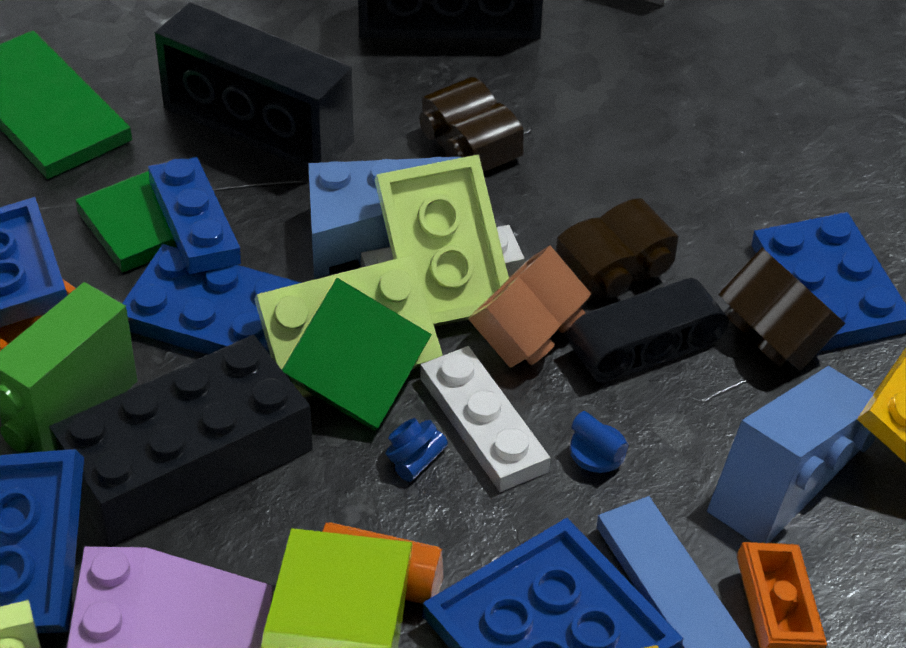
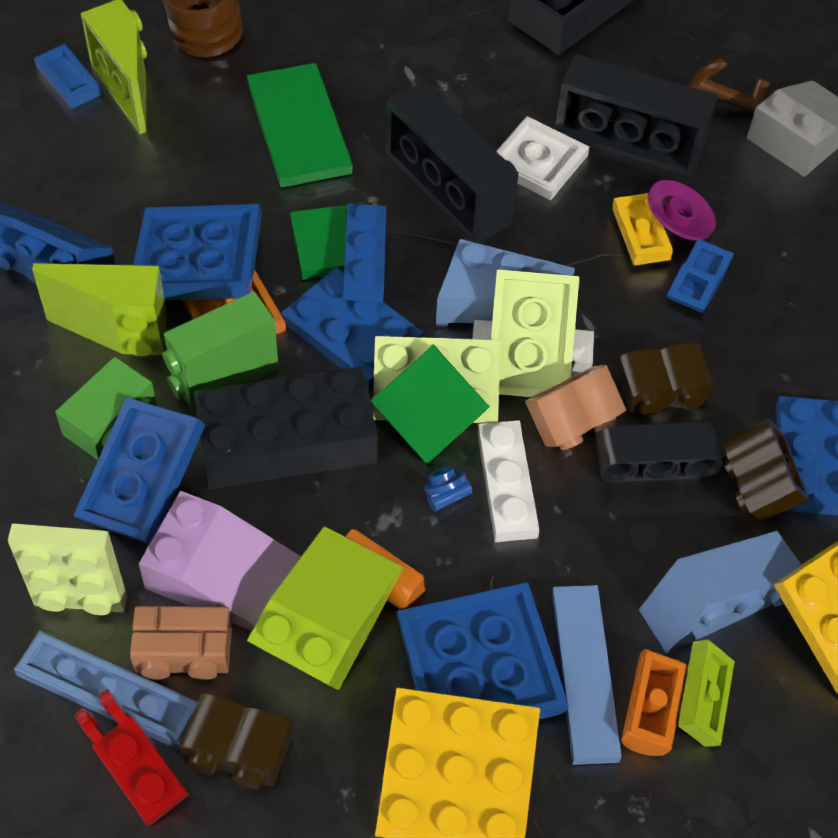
camera: 20 degrees right, 10 degrees up
(371, 53) = (542, 156): none -> white tile
(471, 123) = (601, 240): dark brown brick -> none
(529, 107) = (641, 230): none -> yellow plate
(548, 70) = (681, 210): none -> magenta dish
(596, 445) = (578, 531): blue plate -> none
(602, 133) = (700, 276): none -> blue slope
(834, 571) = (706, 693): none -> lime plate

